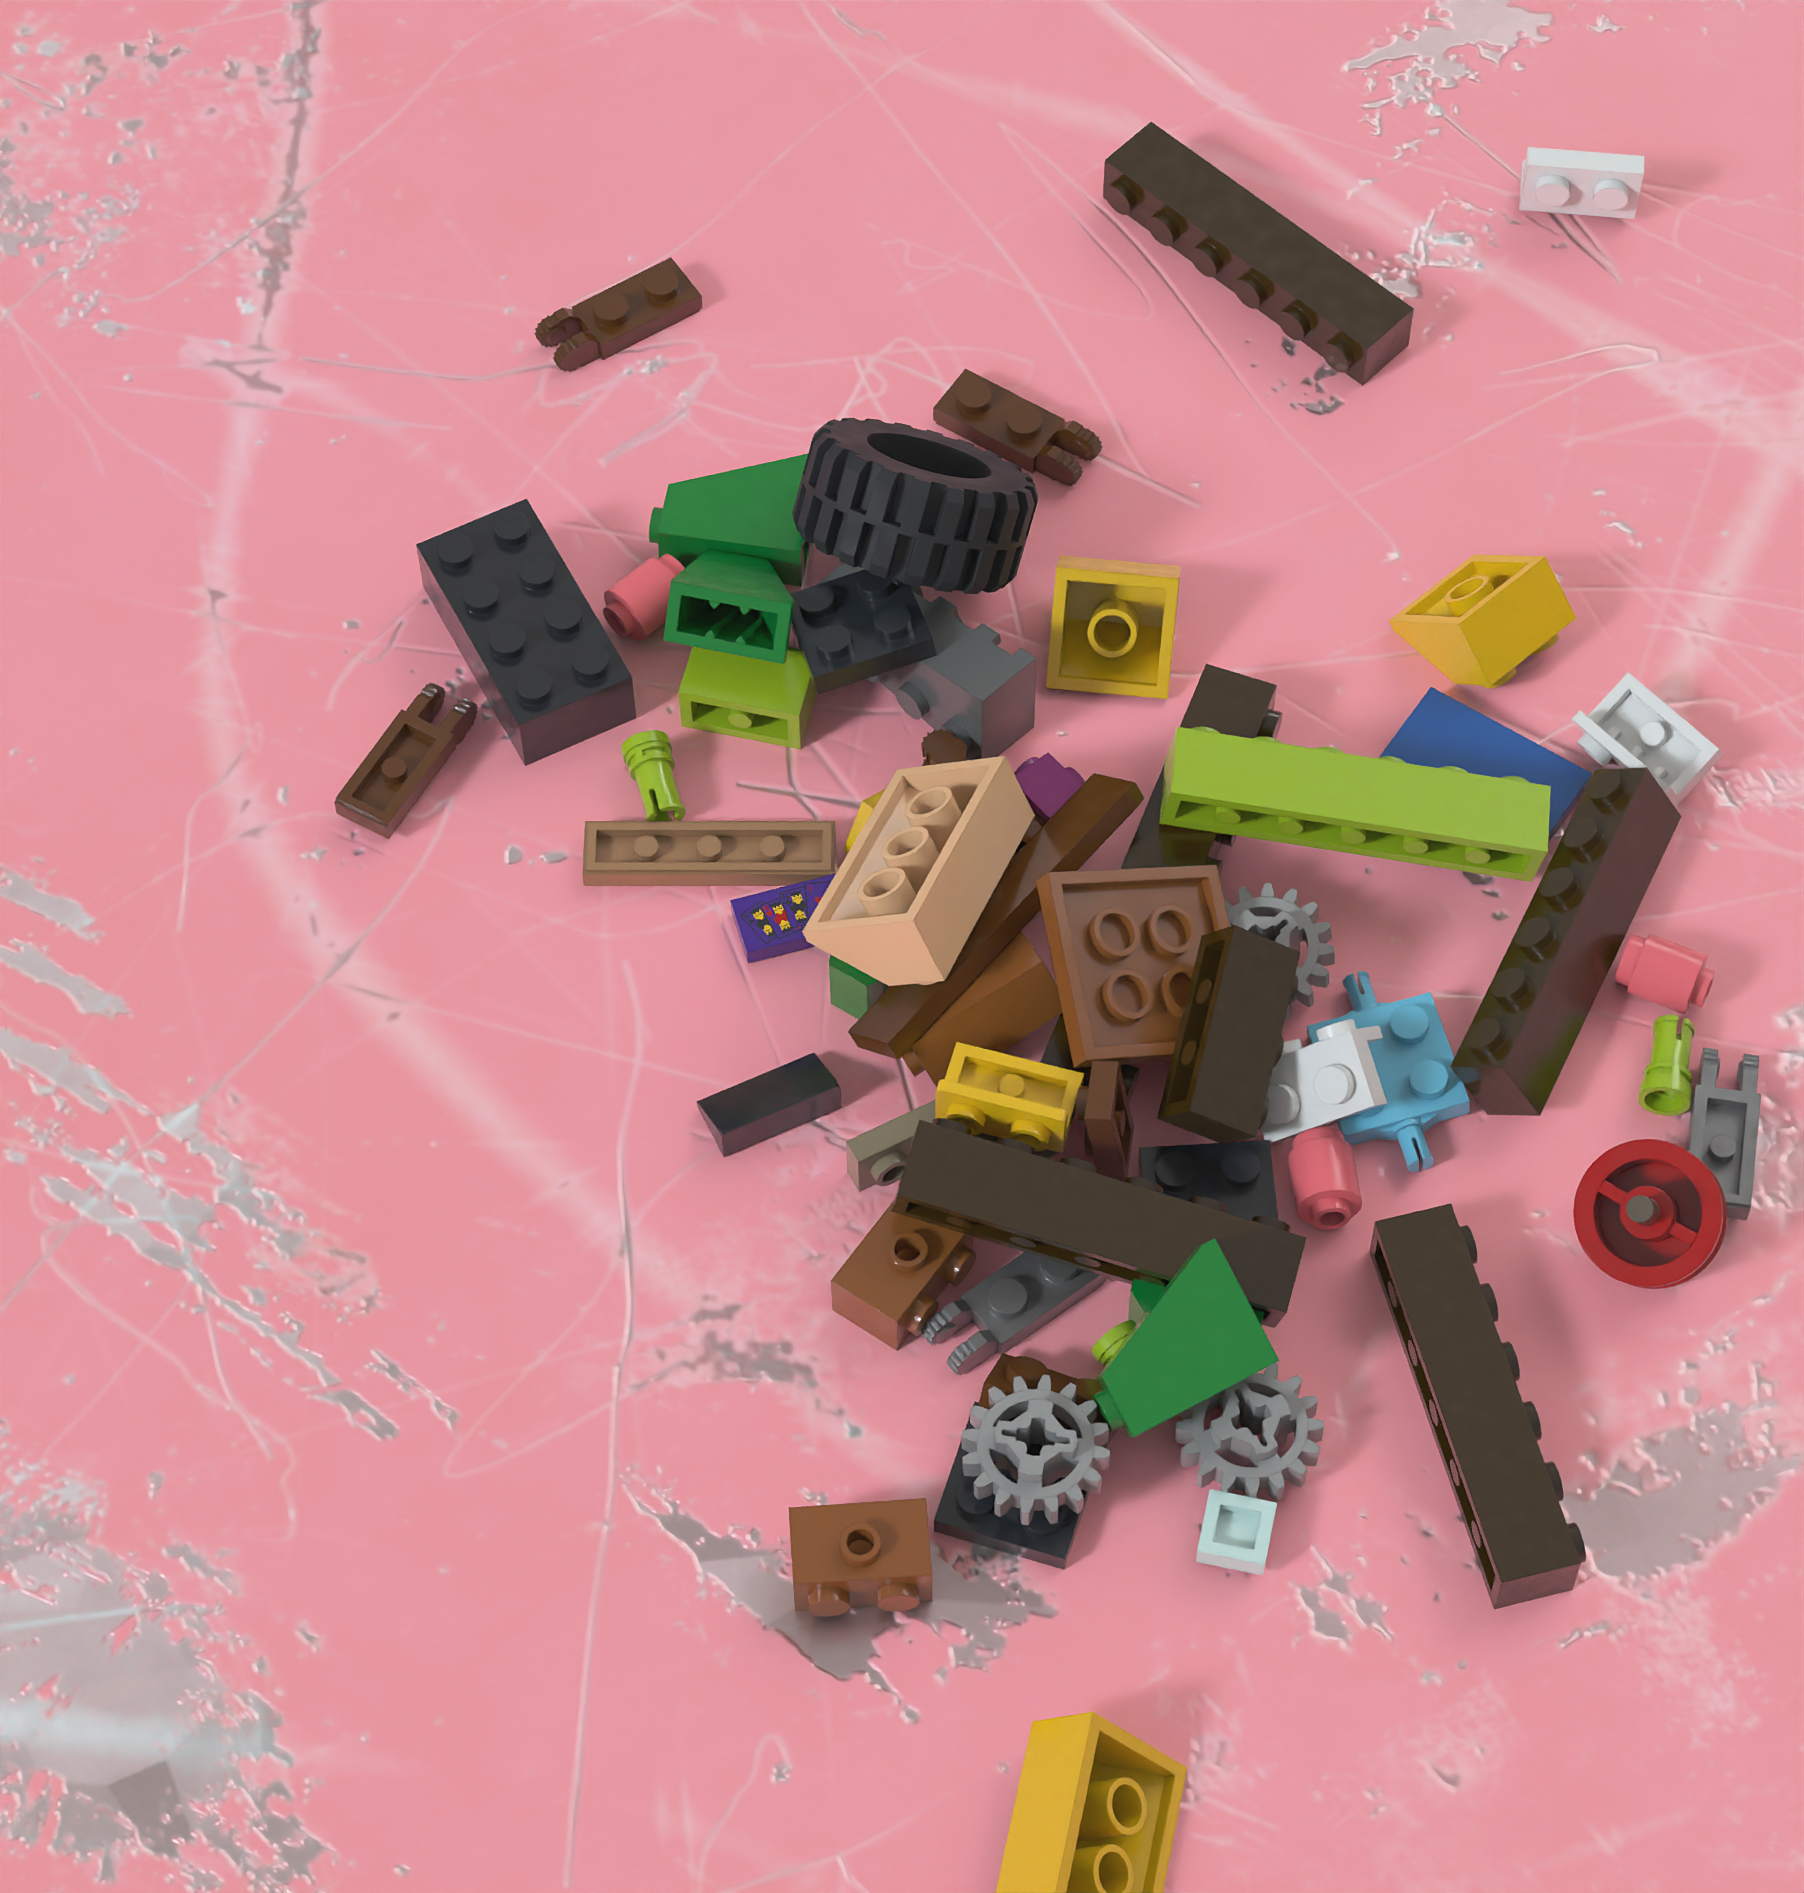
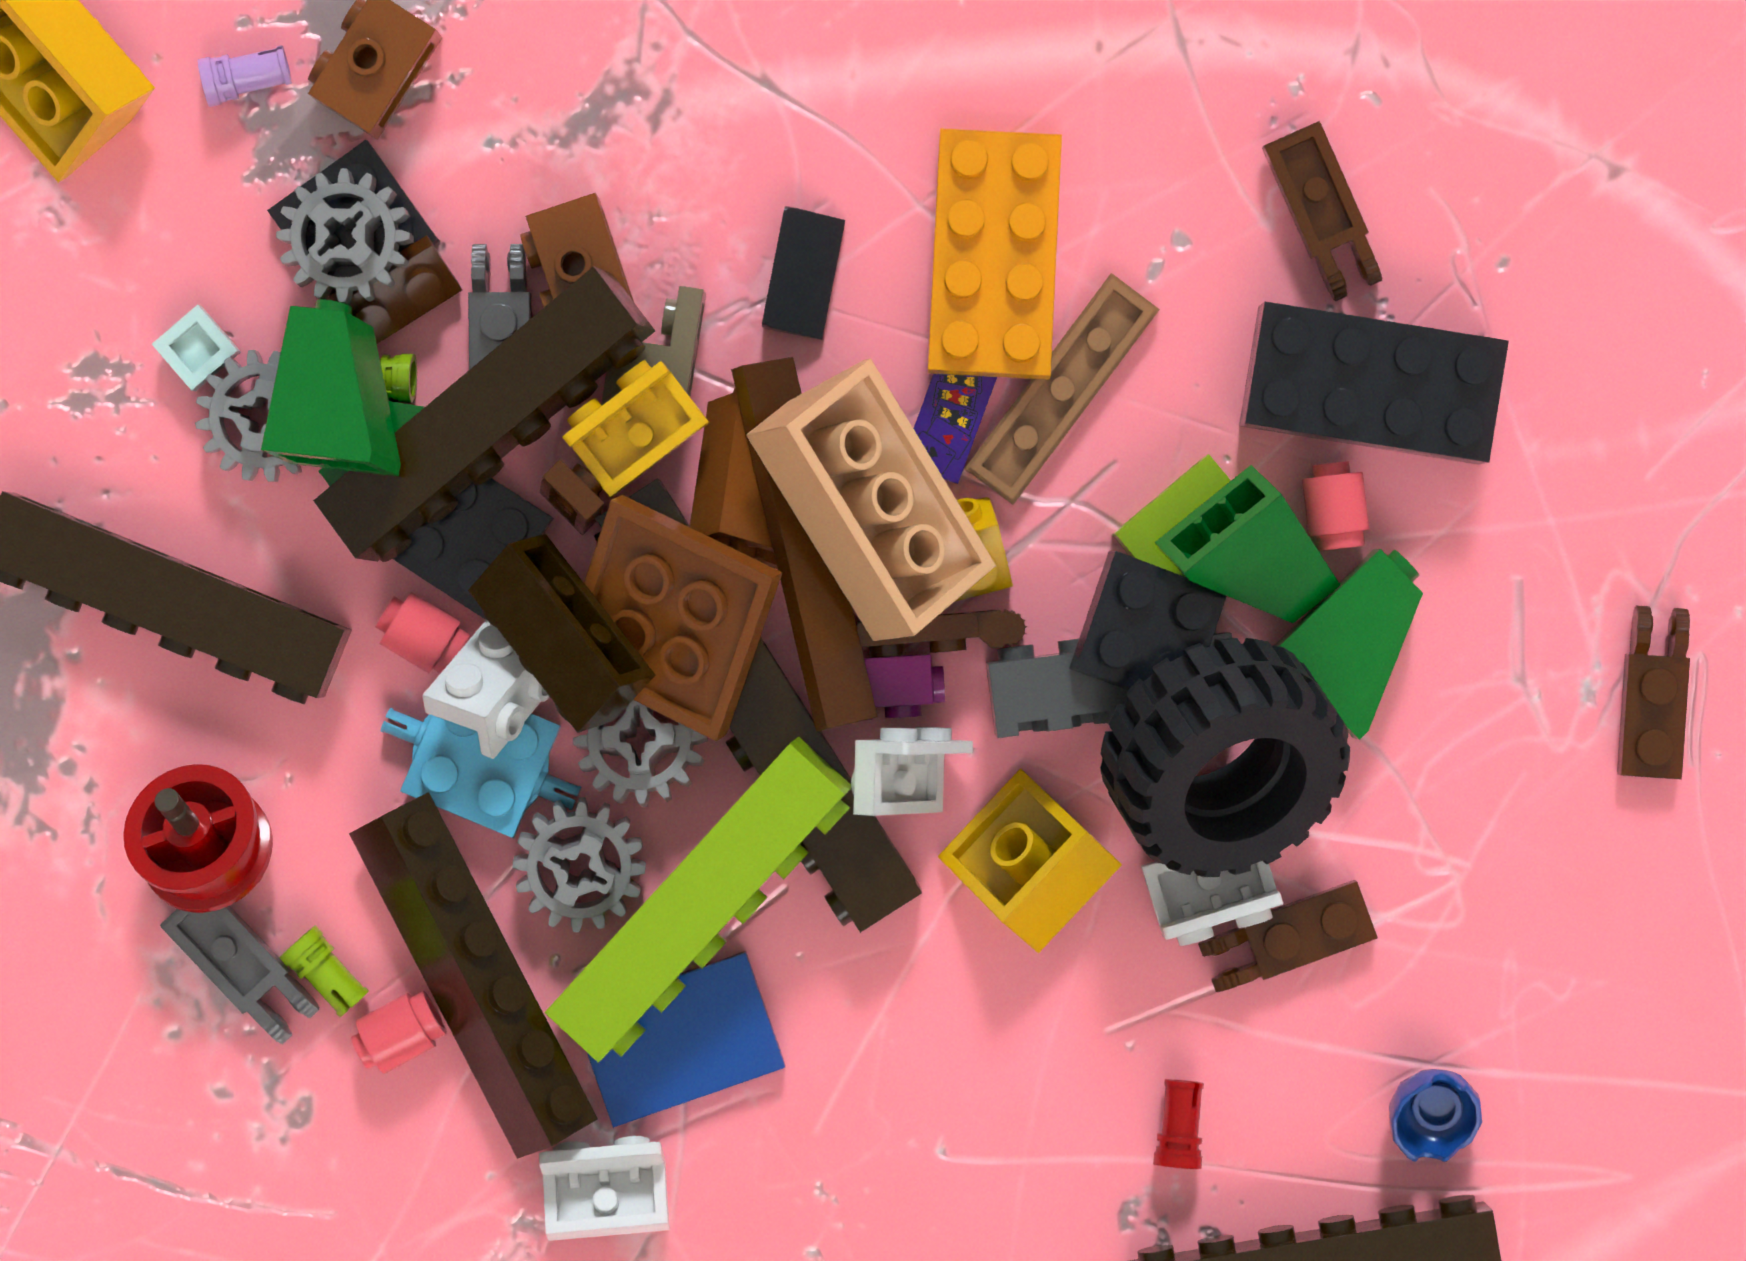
camera: 125 degrees right, 30 degrees up
(635, 965) = (995, 254): none -> light orange plate
(651, 766) = (1171, 396): lime pin -> none
(969, 1675) = (228, 77): none -> lavender pin
(1061, 486) = (1193, 904): none -> white bracket
(1066, 250) = (1434, 1115): none -> blue hair
(1097, 742) = (903, 770): none -> white bracket
(1238, 397) = (1180, 1126): none -> red pin
(1406, 930) = (604, 877): none -> light grey gear
(1486, 618) = (815, 1161): yellow slope -> none

